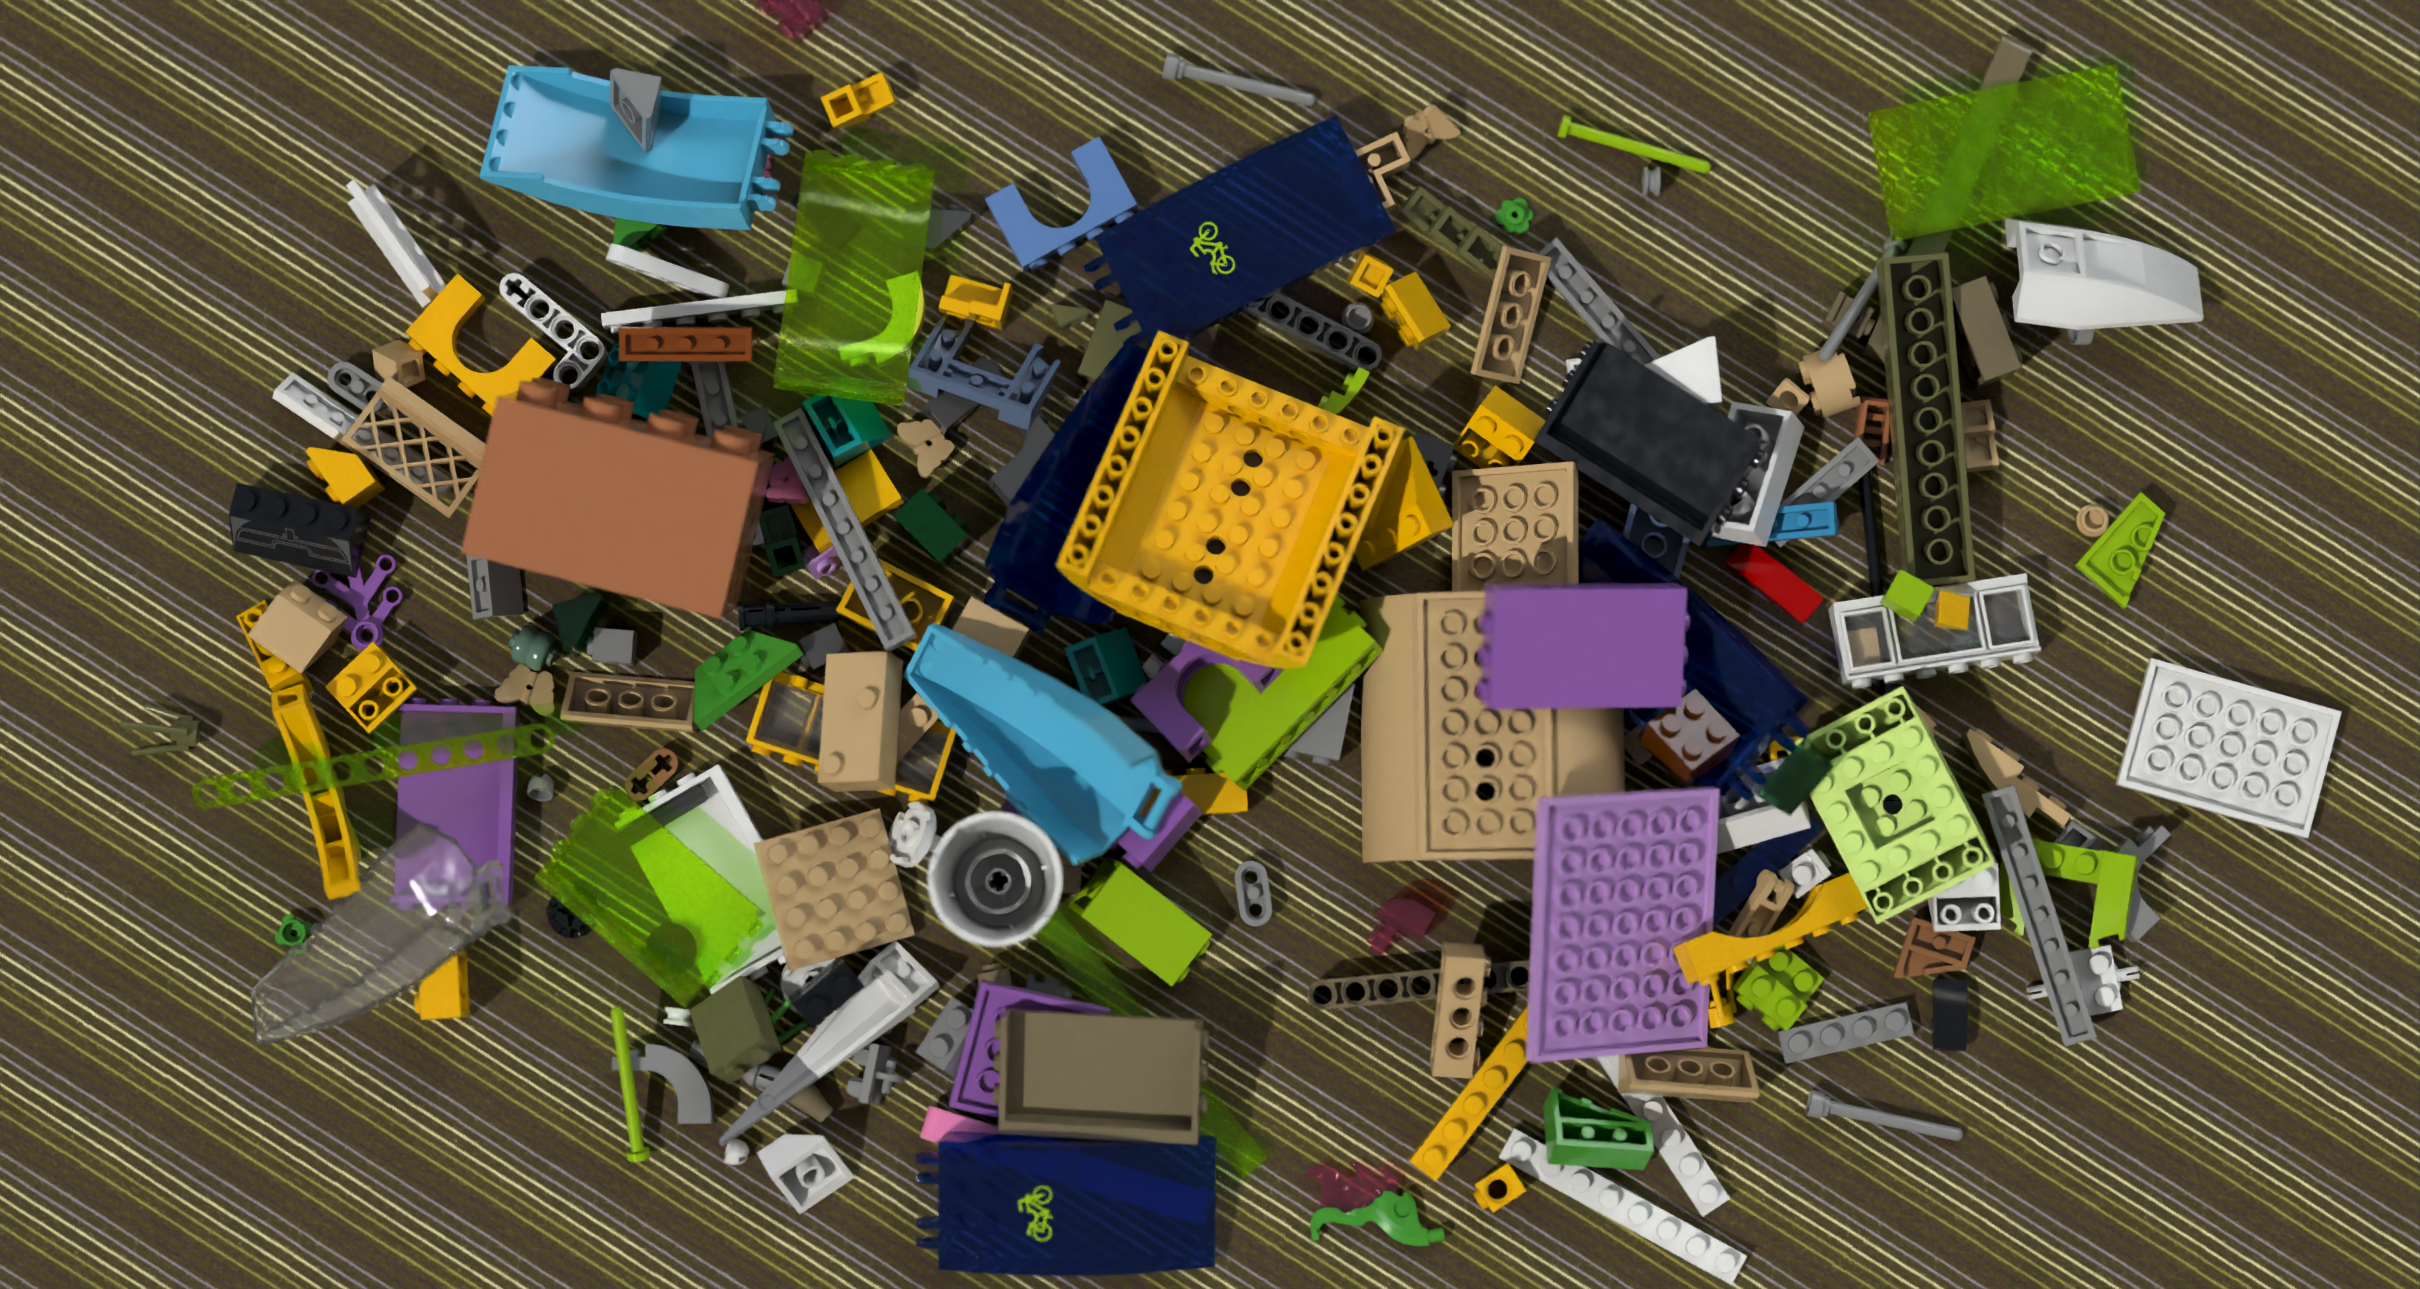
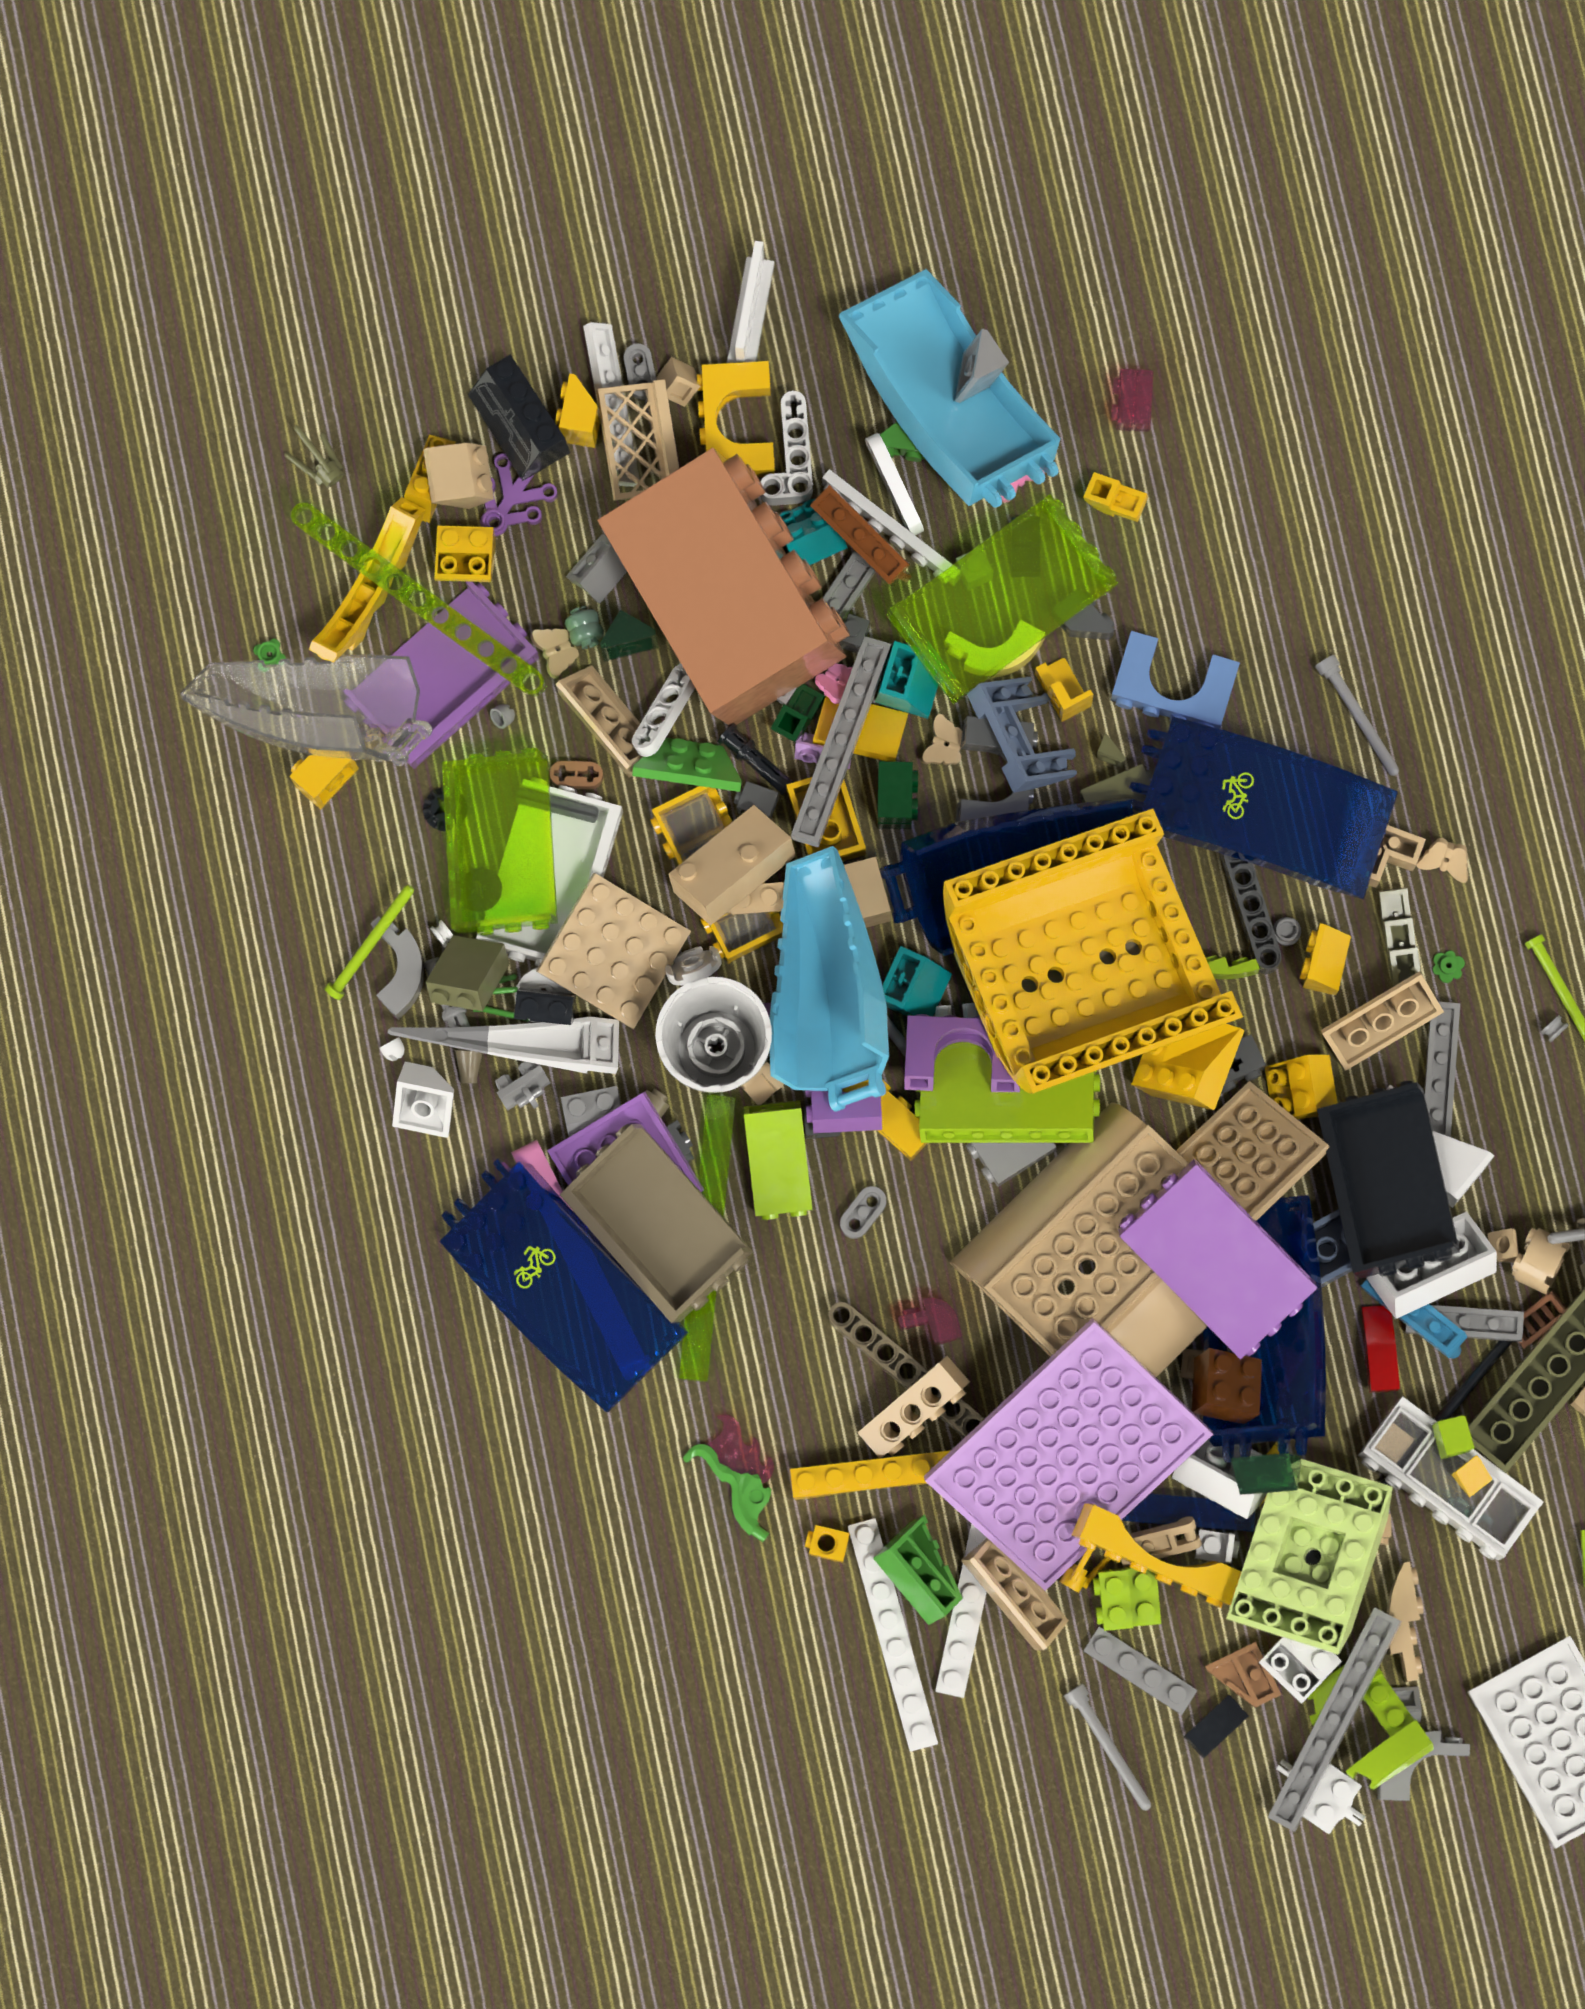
camera: 55 degrees right, 5 degrees down
(613, 646) = (632, 675): light grey brick -> none
(666, 650) = (671, 711): none -> white beam
(1370, 274) = (1321, 910): yellow brick -> none

